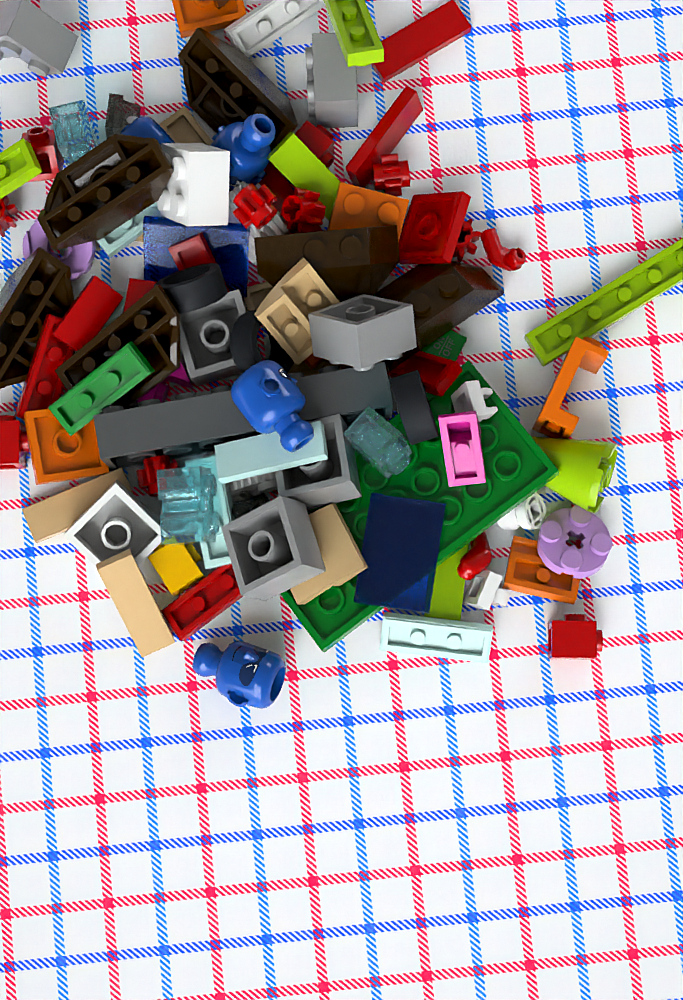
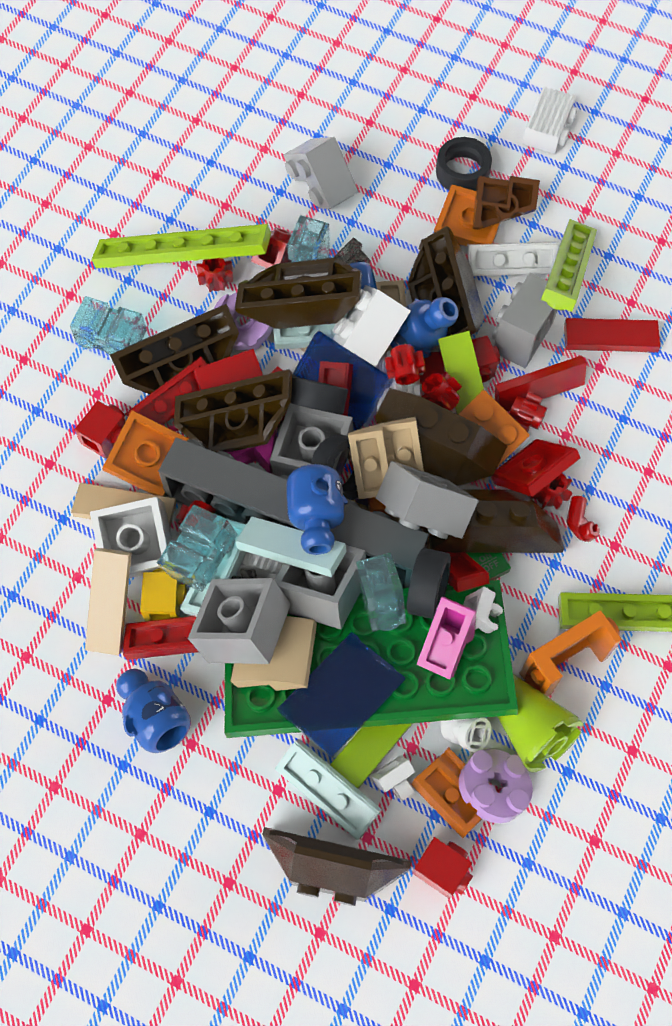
camera: 30 degrees right, 15 degrees down
(101, 388) = (198, 424): green tile -> none
(476, 558) = (404, 744): red arm -> none
(483, 699) = (333, 867): none -> dark brown wedge

